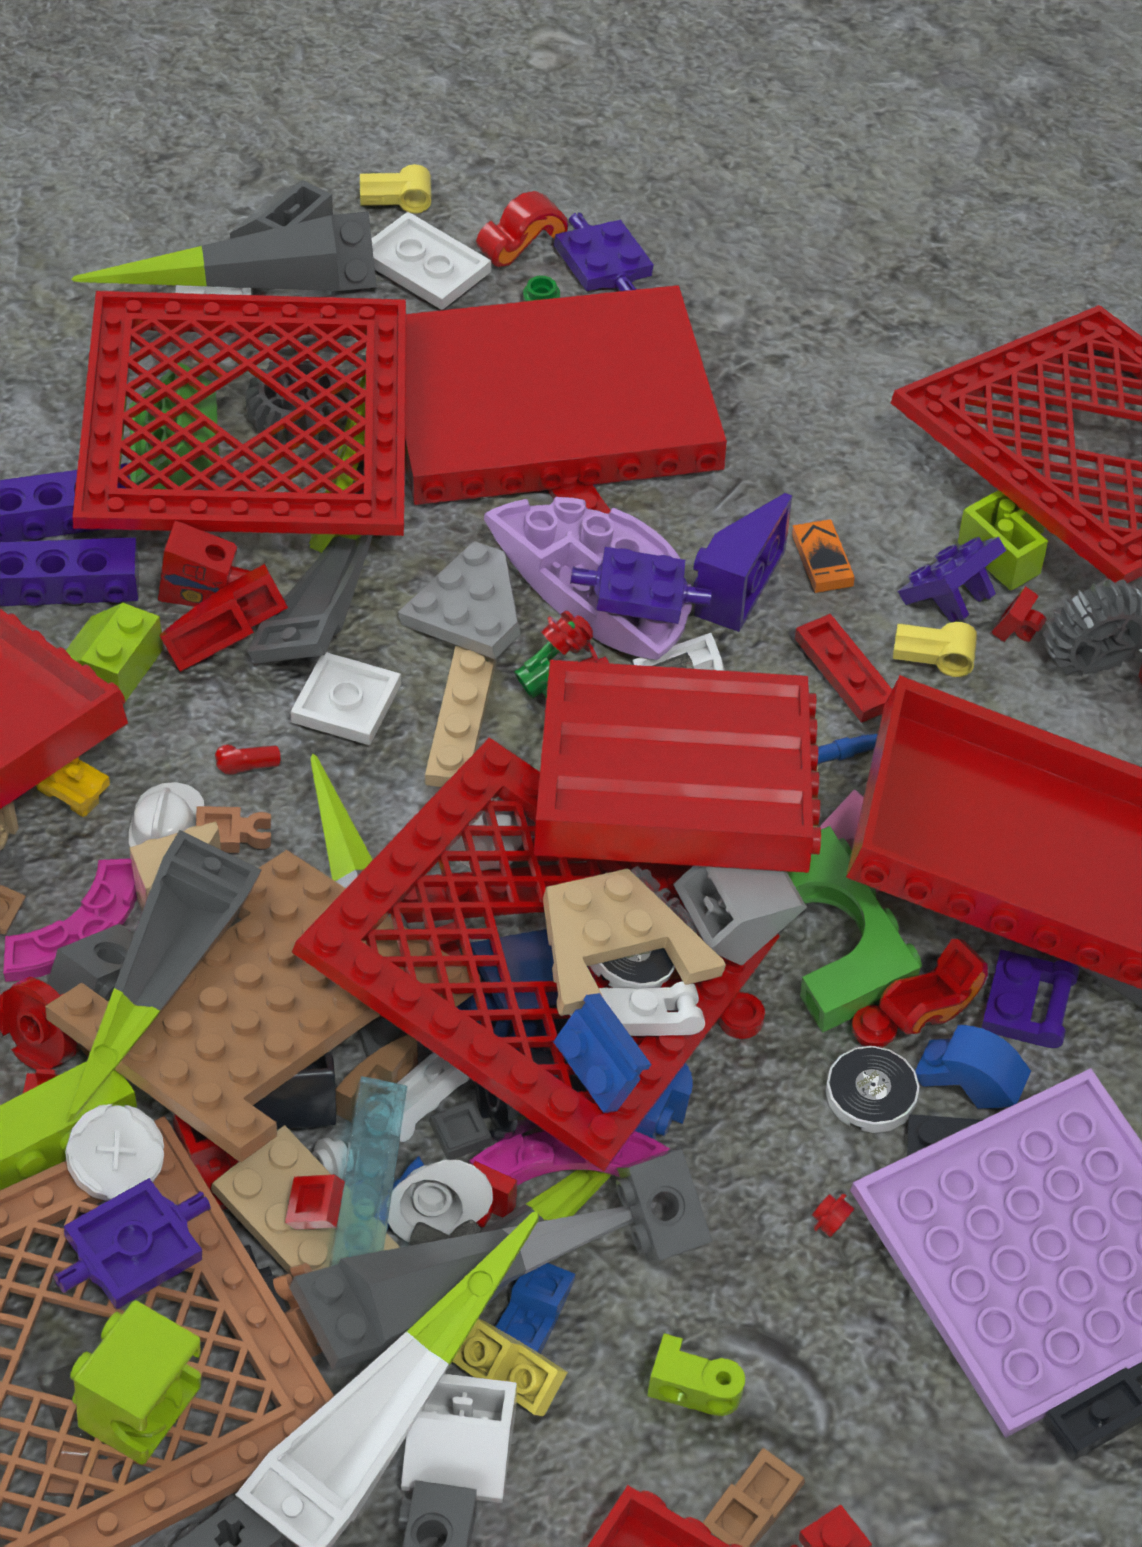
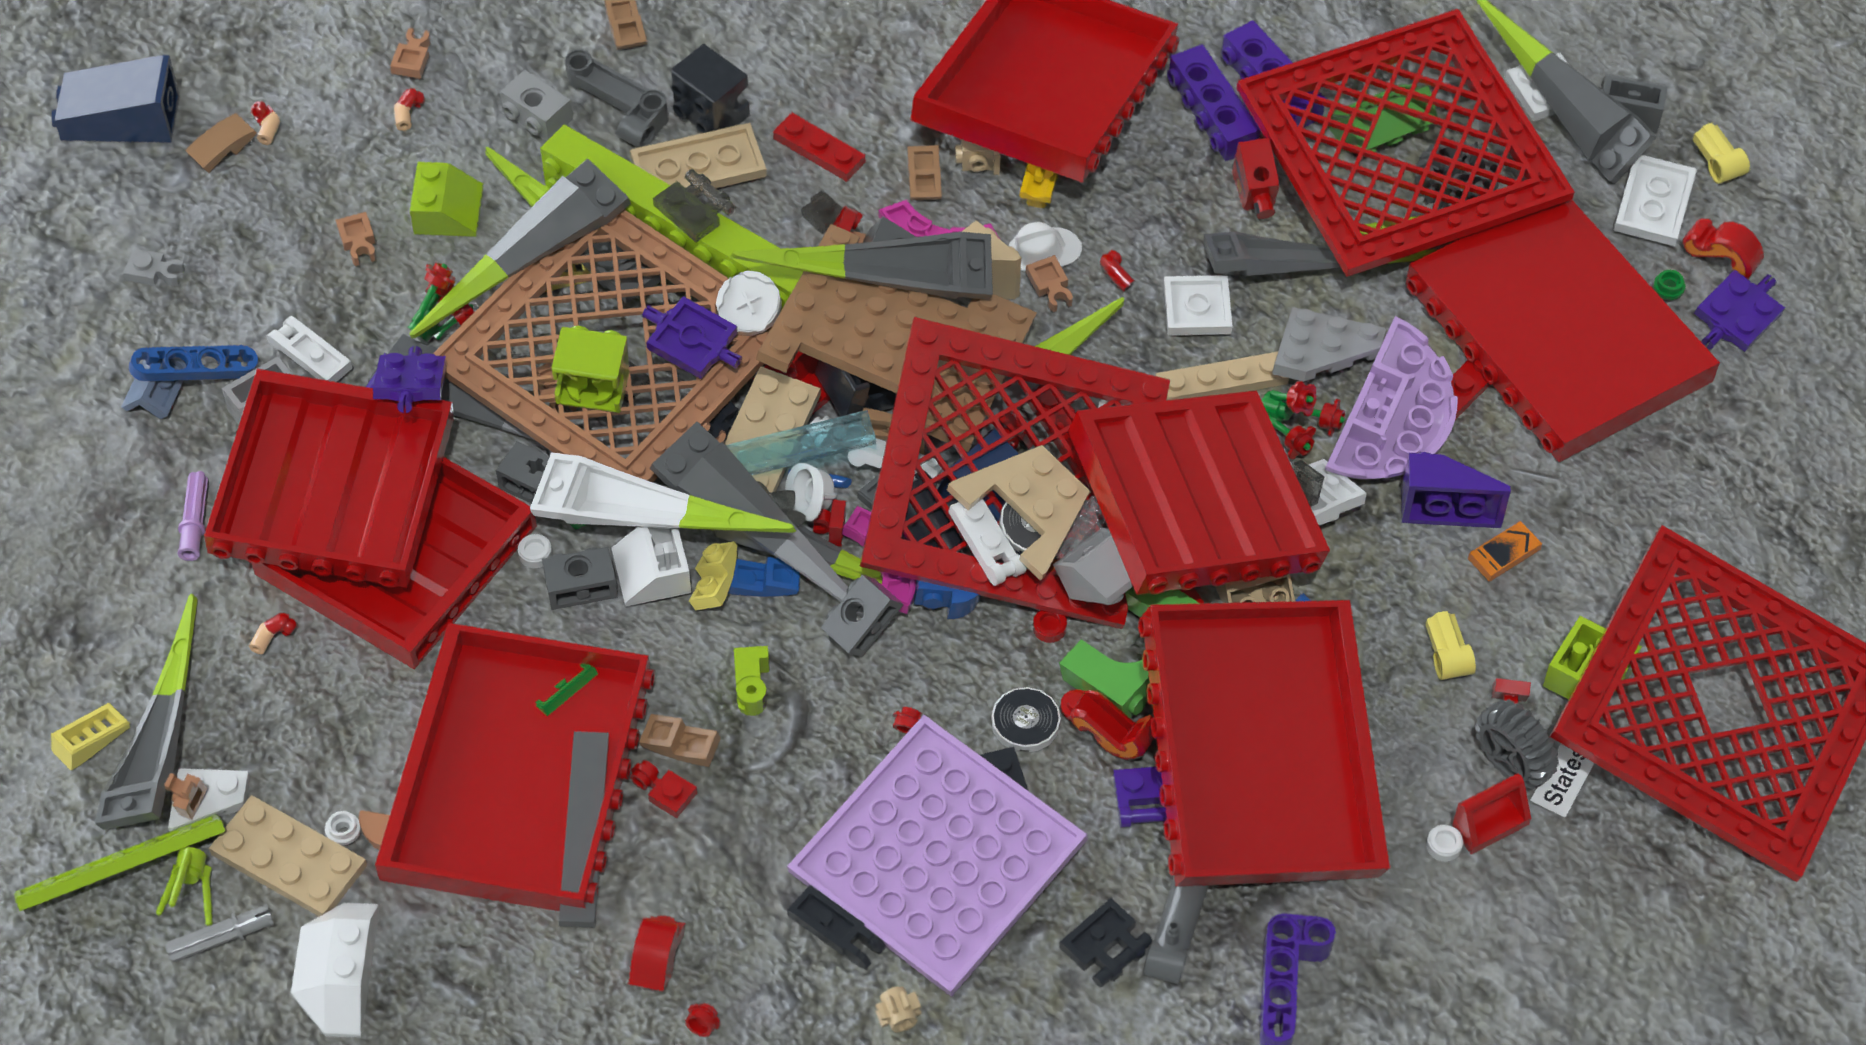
camera: 70 degrees right, 5 degrees up
(119, 645) = (1161, 164): lime slope -> none
(223, 618) = (1224, 208): red slope -> none
(315, 1202) = (766, 420): red plate -> none
(601, 1053) = (934, 513): blue plate -> none
(641, 585) = (1380, 432): dark purple plate -> none
(844, 666) = (1395, 595): red plate -> none
(952, 569) = (1510, 625): dark purple plate -> none
(979, 1063) = (1064, 772): blue brick -> none

